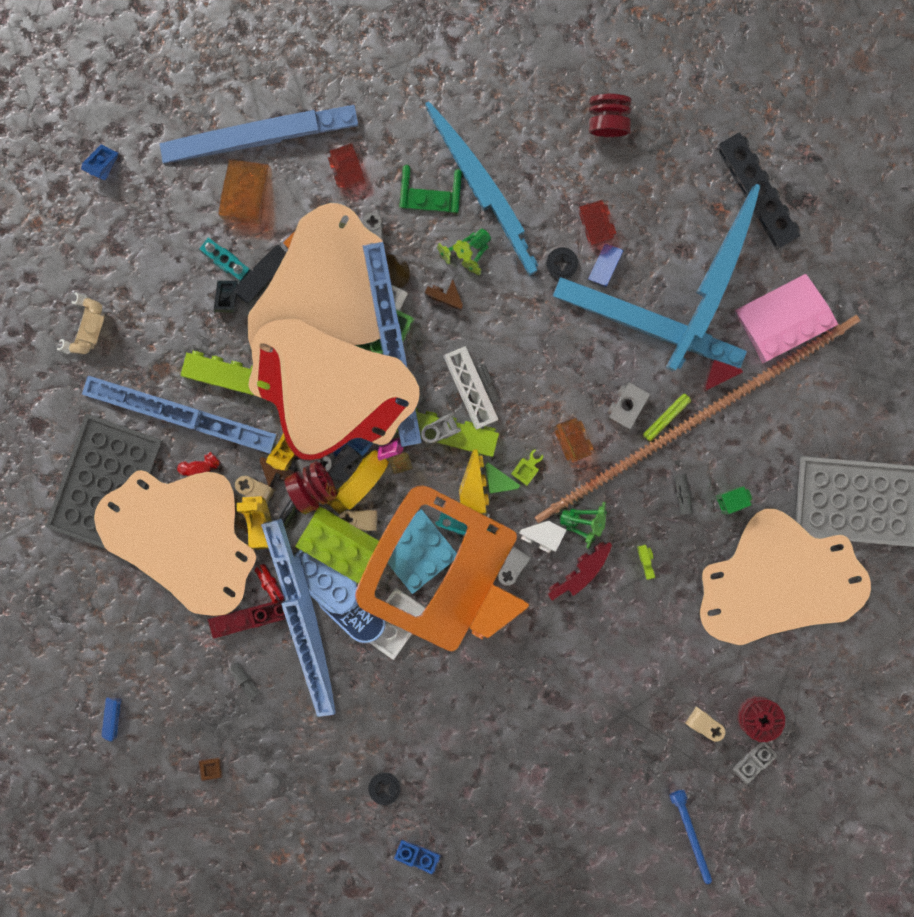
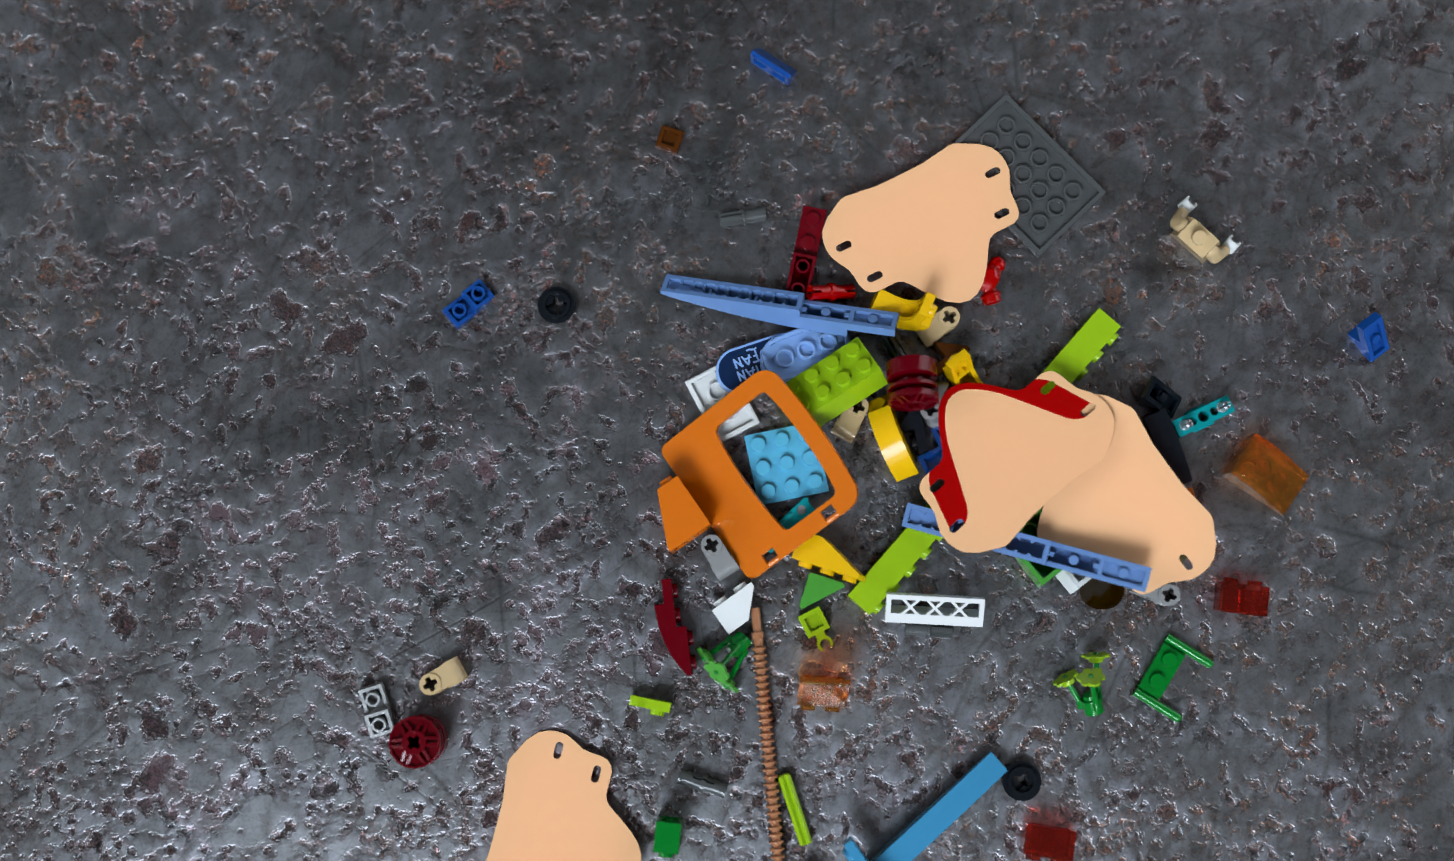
camera: 120 degrees right, 5 degrees down
(179, 414) = (1056, 288): medium blue slope -> none
(258, 133) = (1323, 522): medium blue slope -> none
(390, 449) = (910, 489): dark pink slope -> none
(400, 463) = (890, 493): clear yellow slope -> none
(441, 428) = (905, 554): light grey piece -> none
(450, 299) = (1042, 637): reddish brown slope -> none
(484, 188) = (1146, 737): dark azure slope -> none
(605, 265) = (996, 828): slope -> none
(636, 397) = (834, 786): light grey brick -> none
(679, 799) = (381, 607): blue piece -> none

